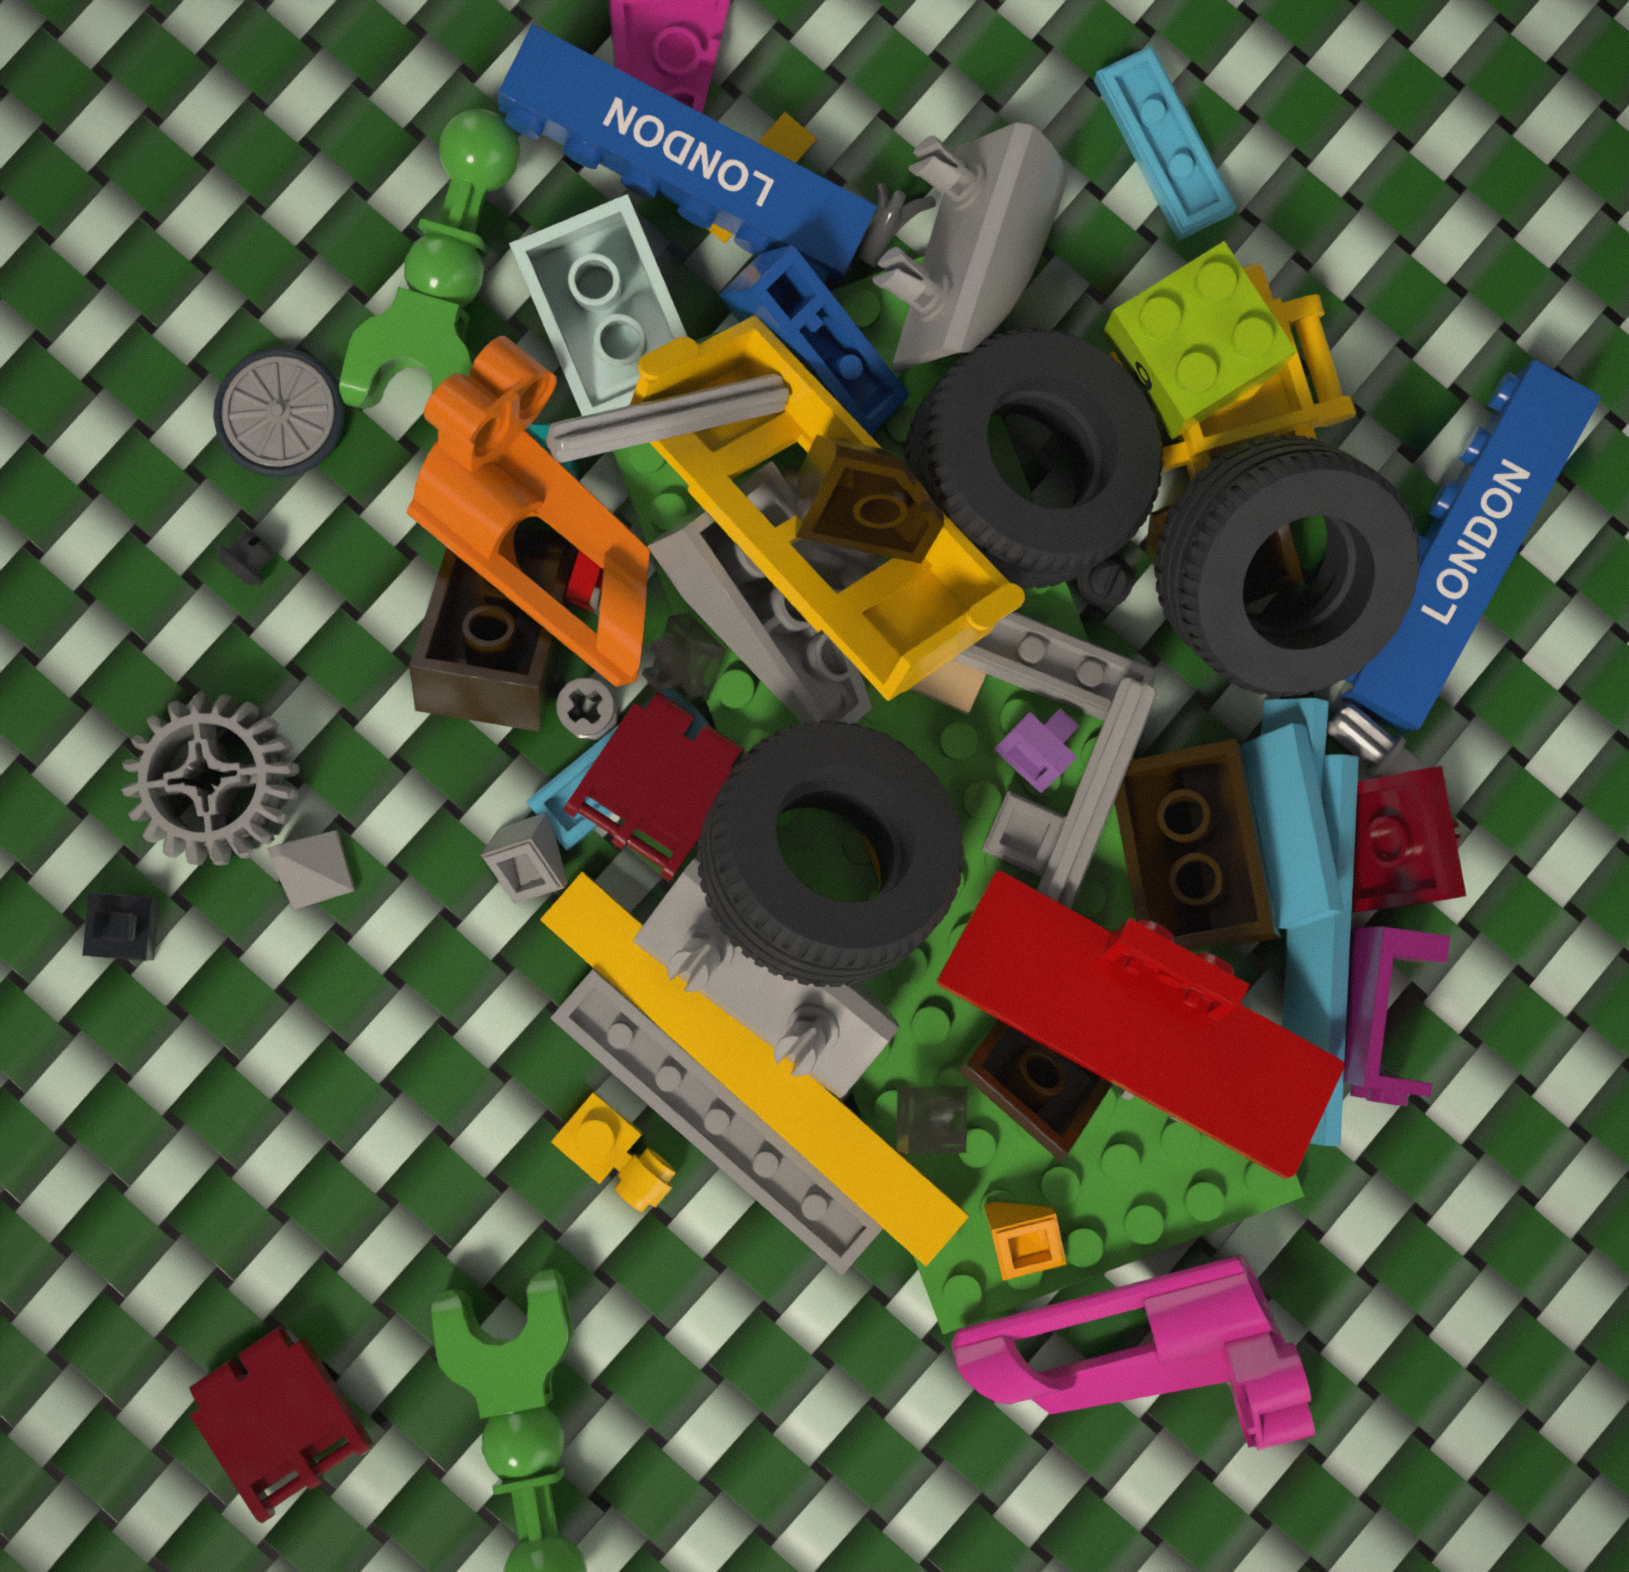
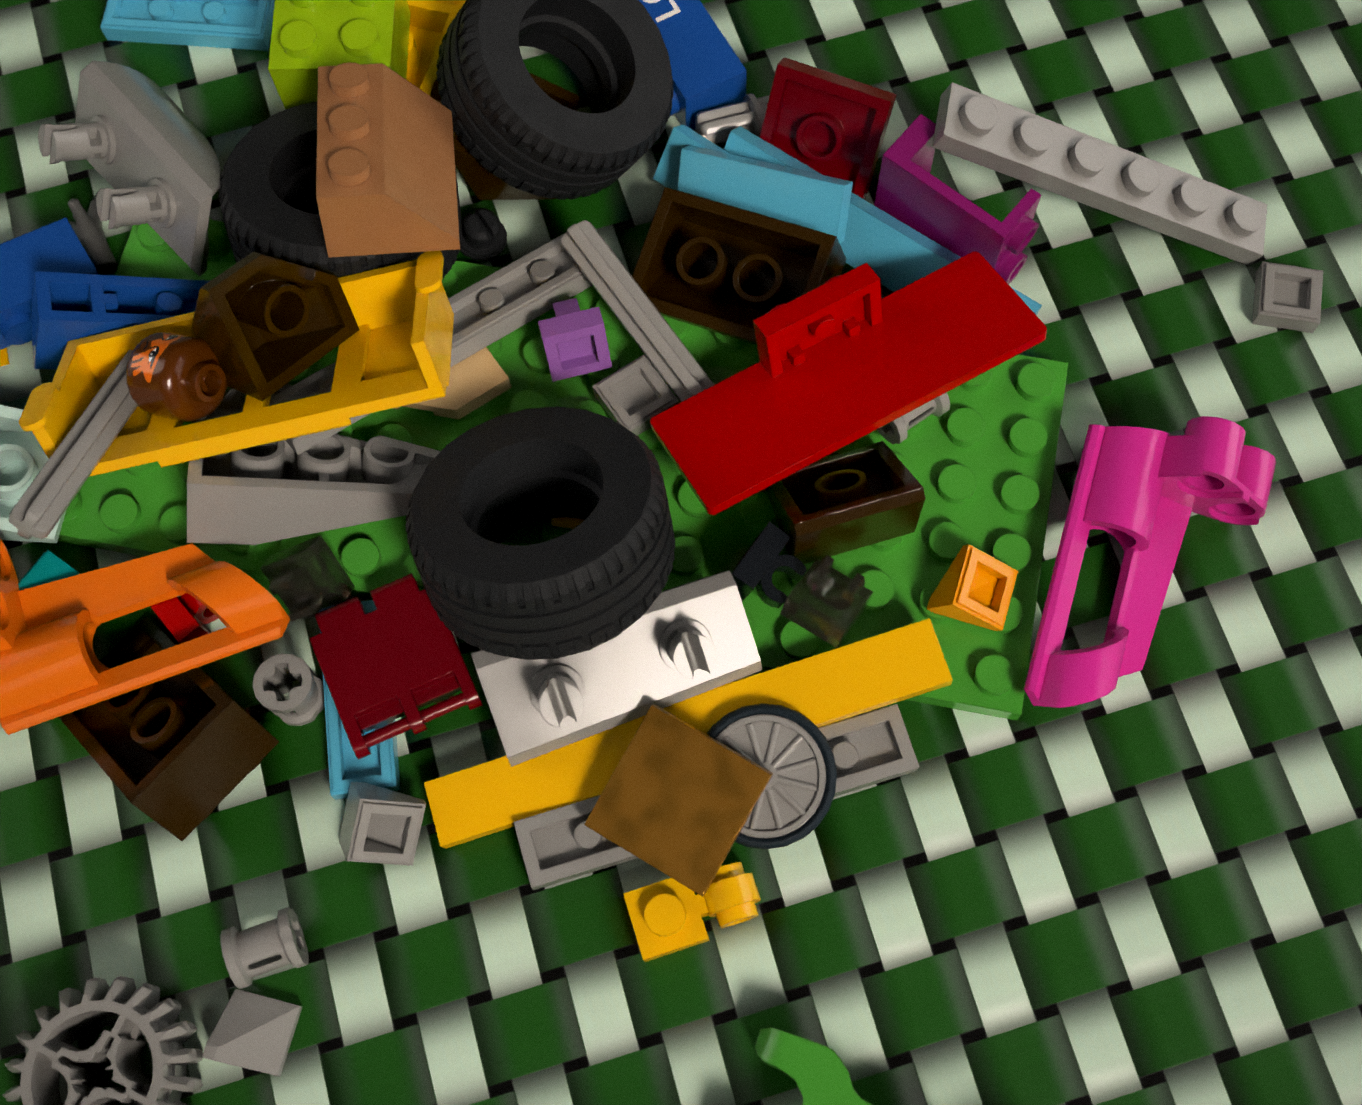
camera: 55 degrees left, 15 degrees down
(377, 834) = (264, 948): none -> light grey bush
(687, 1099) = (678, 799): none -> pearl gold tile
(752, 1154) = (801, 769): none -> light grey wheel
(771, 445) = (175, 377): none -> reddish brown head
(929, 1040) = (762, 561): none -> black tile
(1076, 495) = (383, 164): none -> medium nougat slope
(1503, 1360) = (1287, 297): none -> light grey tile
(1505, 1129) = (1099, 174): none -> light grey plate

